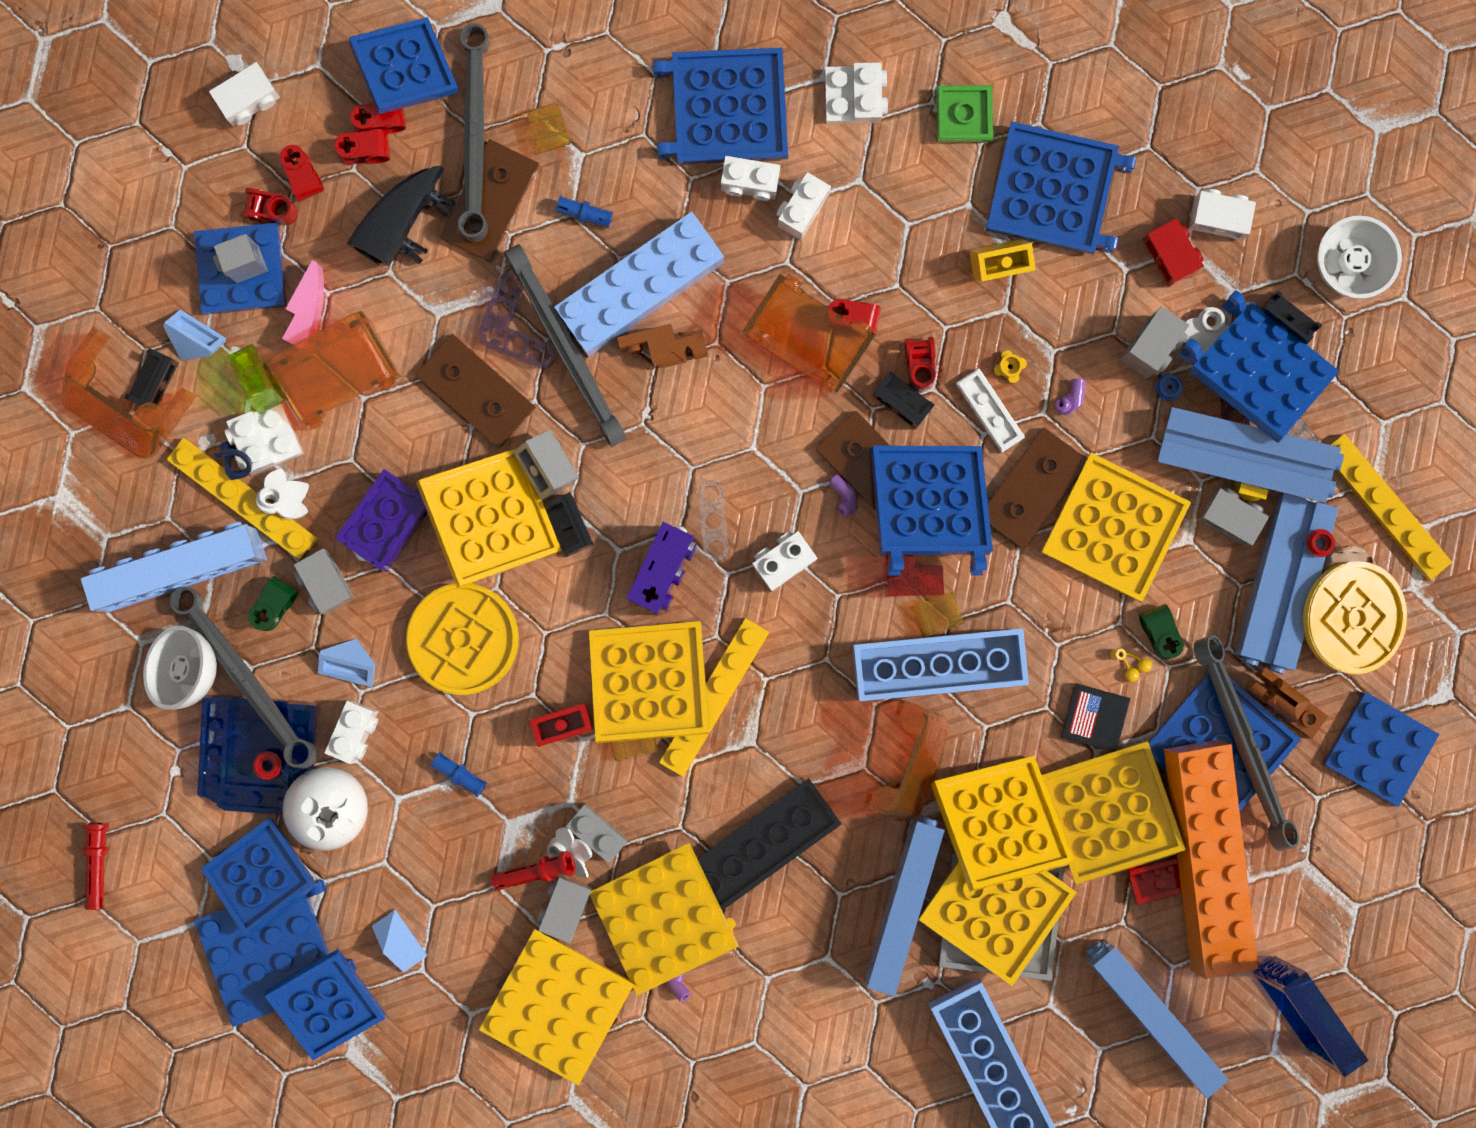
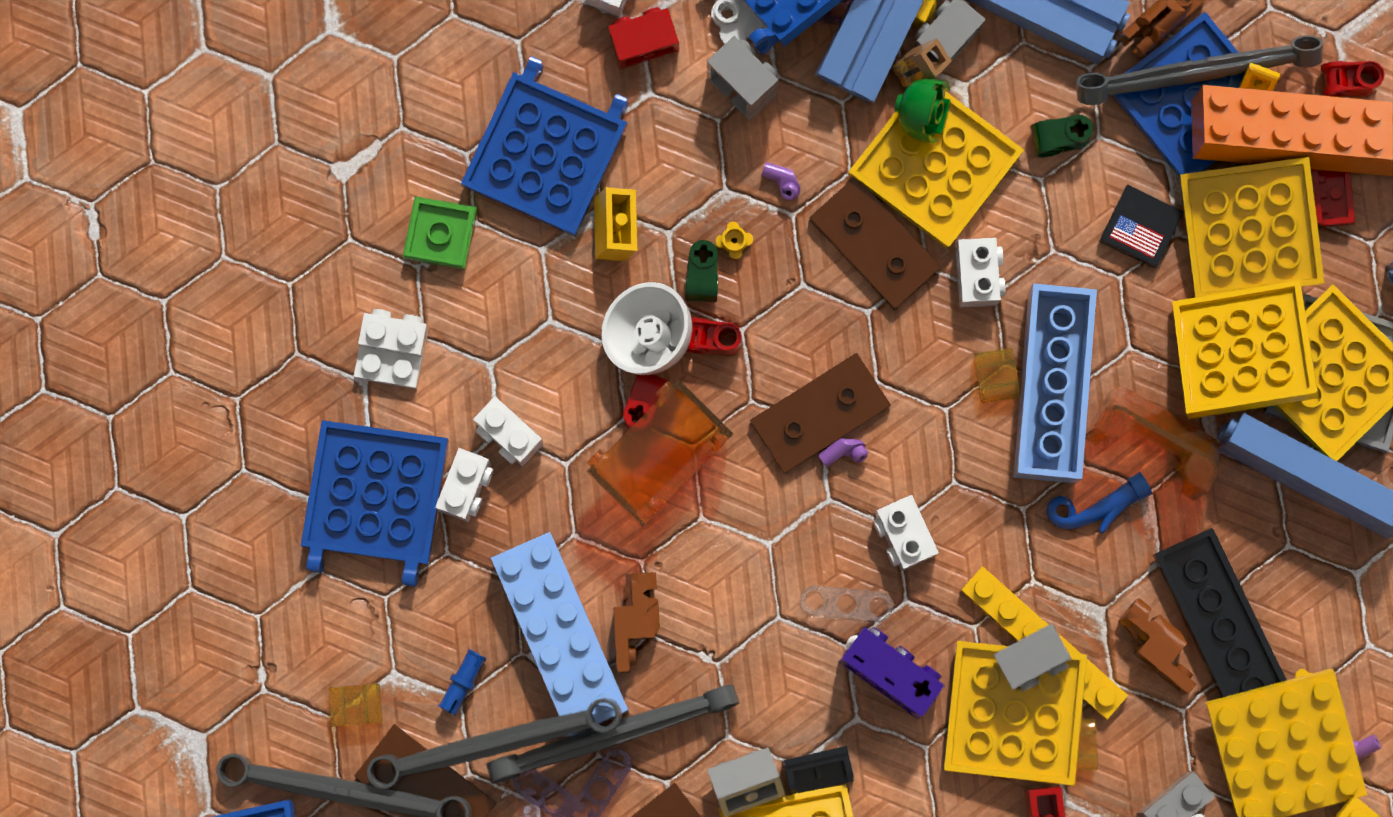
camera: 75 degrees left, 5 degrees down
(536, 245) = (493, 743): none -> dark grey piece
(696, 685) = (1033, 658): none -> light grey brick
(733, 795) = (1159, 645): none -> dark orange plate
(840, 729) = (1108, 507): none -> blue plant
(903, 400) = (749, 364): black hinge -> none
(913, 580) = (949, 404): clear red brick -> none
(914, 303) = (647, 329): none -> white piece
(931, 503) = (874, 356): blue plate -> none
(969, 343) = (702, 277): none -> dark green piece
(989, 410) = (778, 272): white tile -> none
(1025, 581) = (979, 272): none -> white brick
(1132, 674) = (1100, 177): yellow piece -> none
(1159, 505) = (923, 109): none -> green cylinder
(1174, 382) = (791, 65): blue plate -> none
(1198, 493) = (916, 65): none -> medium nougat leg
(1248, 796) = (1259, 78): none -> yellow tile
(1267, 877) = (1344, 78): none -> red piece

